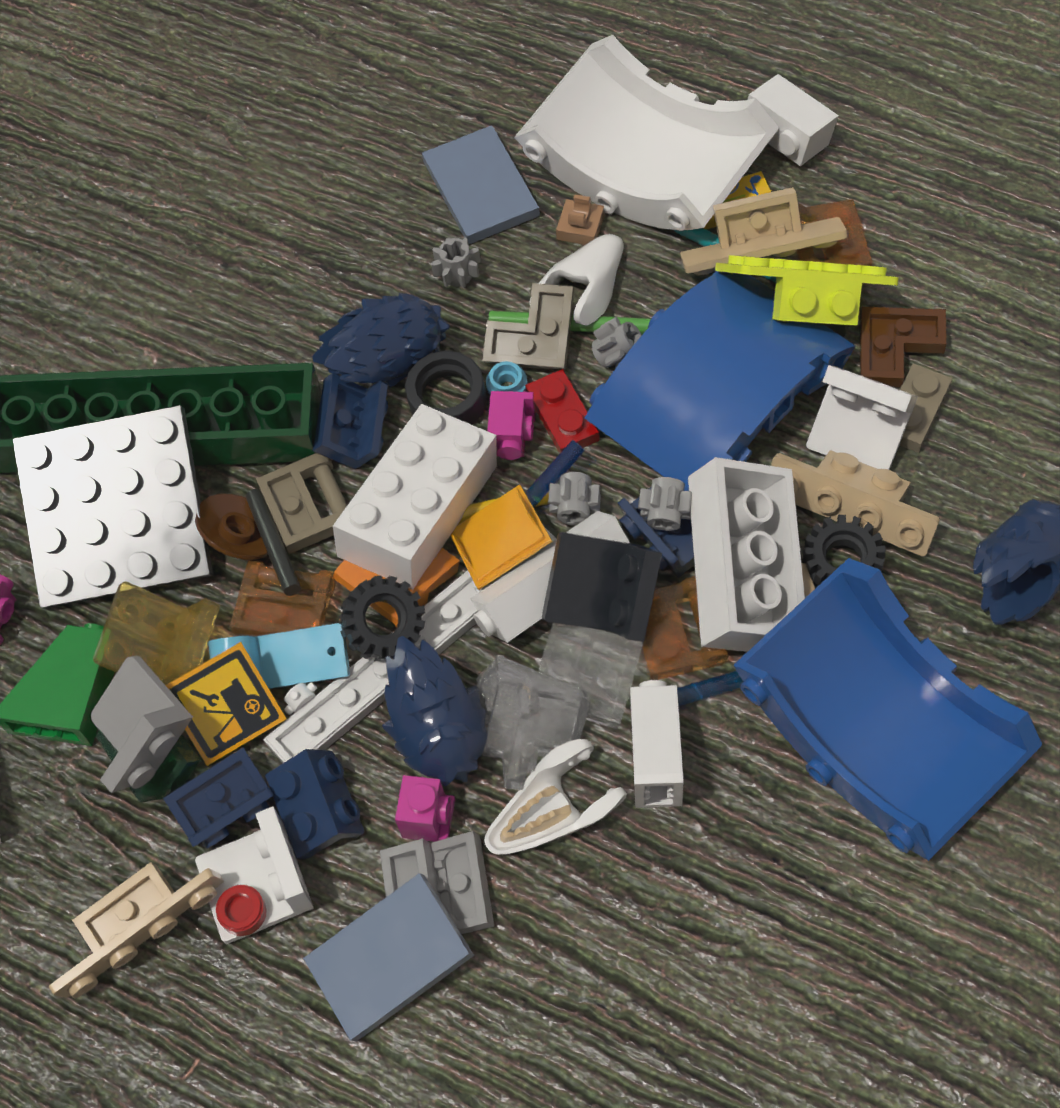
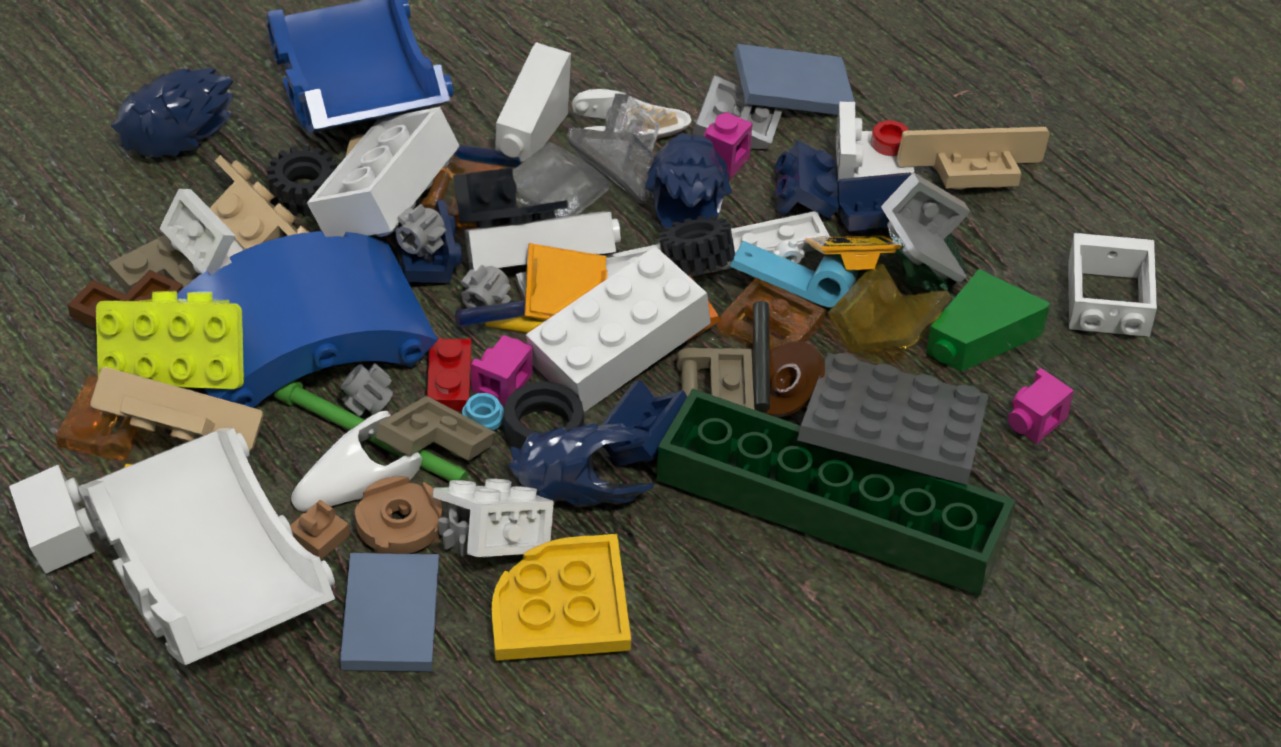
camera: 165 degrees left, 15 degrees down
(345, 243) = (562, 601): none -> yellow plate
(439, 270) = (501, 516): none -> white bracket
(514, 274) = (404, 535): none -> medium nougat plate

